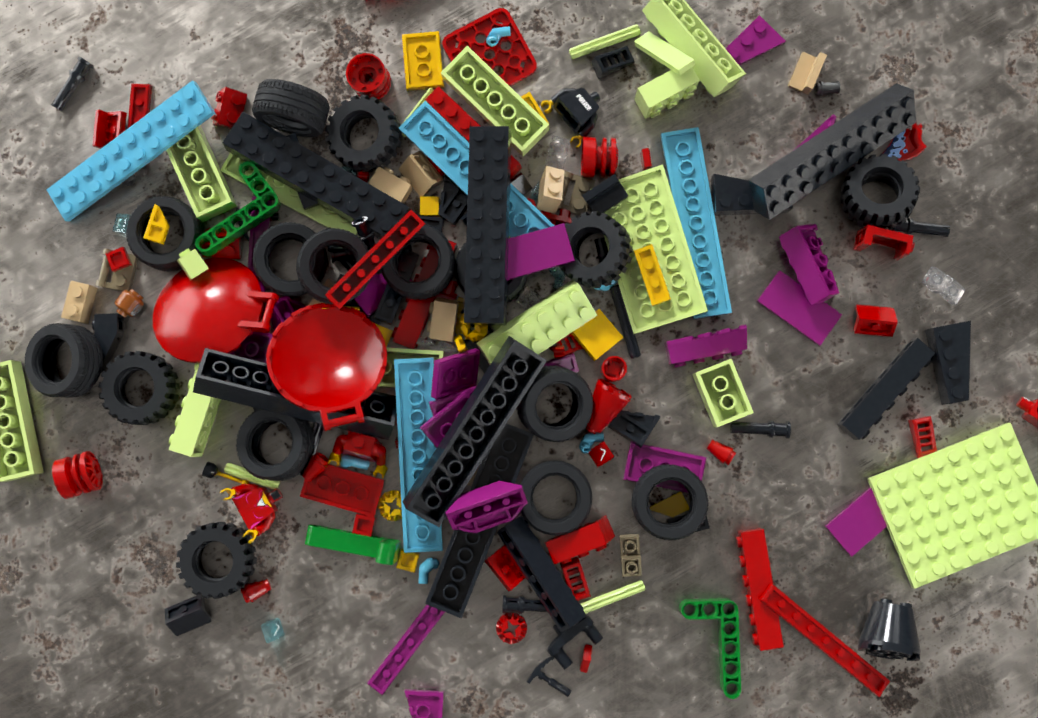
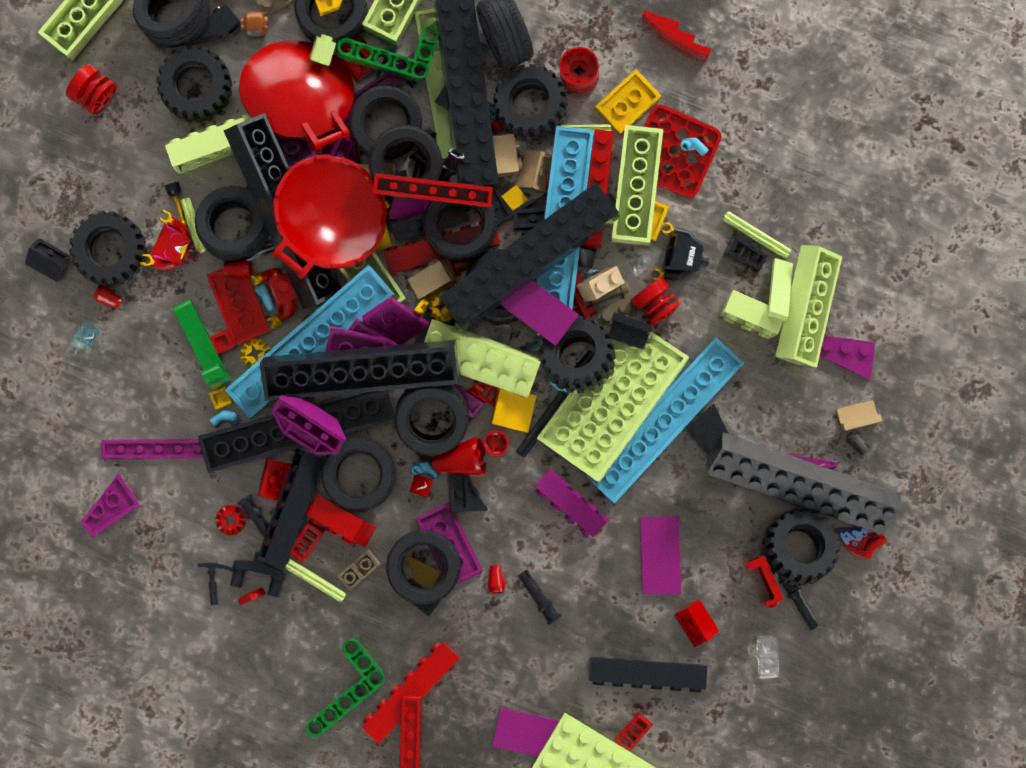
camera: 40 degrees right, 0 degrees up
(645, 159) = (685, 341): red tile -> none
(652, 275) = (593, 416): yellow plate -> none
(722, 393) = (543, 544): yellowish green brick -> none
(809, 263) = (702, 534): magenta wedge -> none
(951, 360) = (713, 705): black wedge -> none

